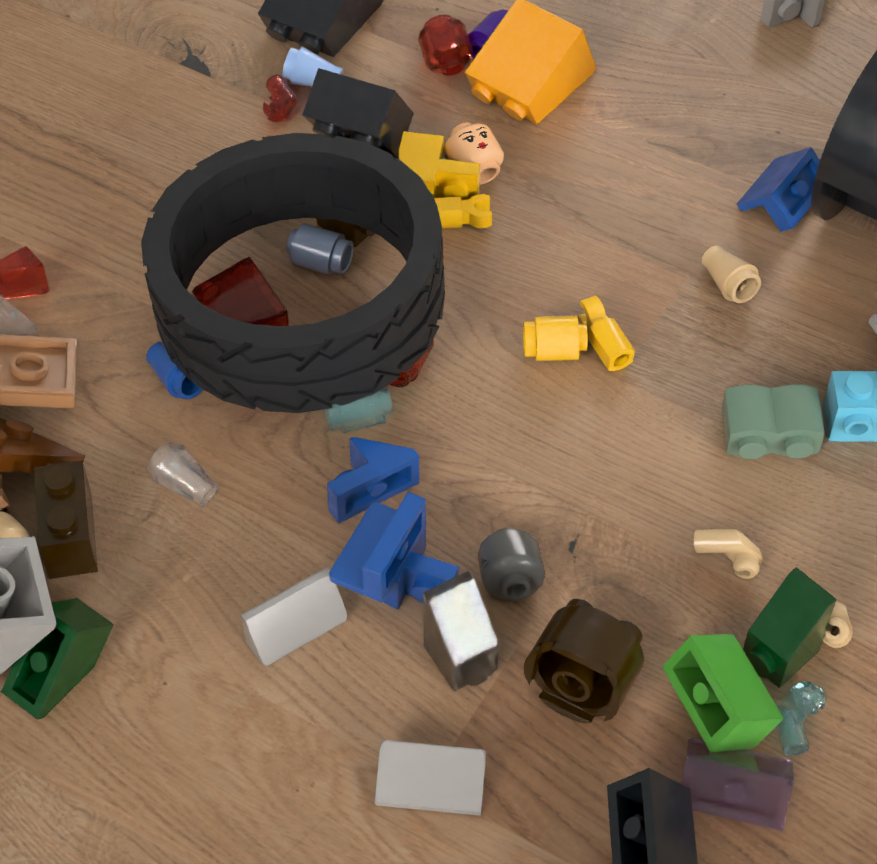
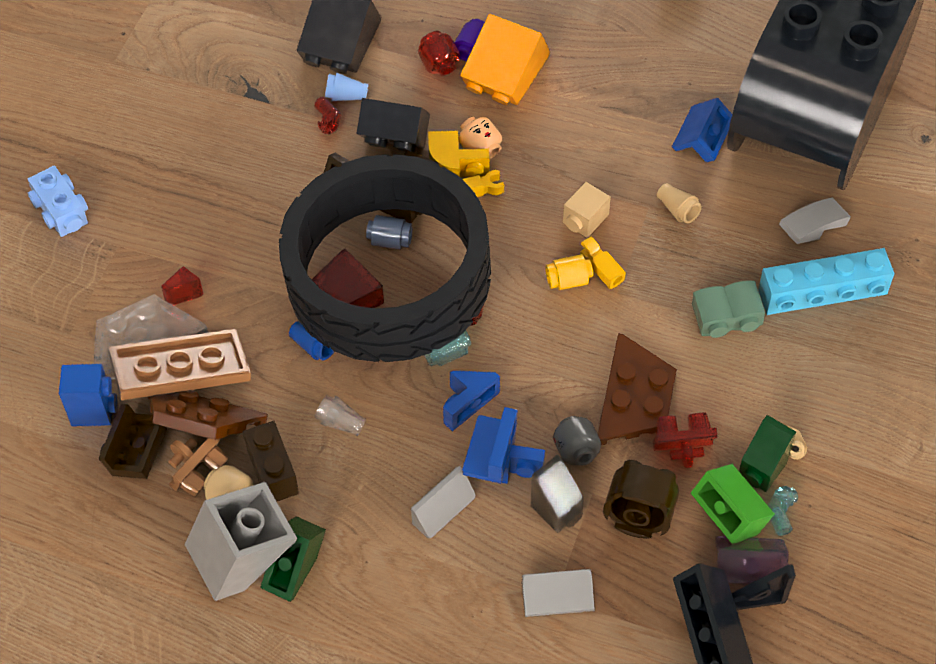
camera: 10 degrees left, 5 degrees up
(598, 262) = (586, 210): none -> tan brick
(614, 515) = (636, 392): none -> reddish brown wing
(671, 594) = (698, 435): none -> clear red hips
(735, 545) = (720, 401): tan arm -> none
(748, 832) = (766, 591): none -> black tile

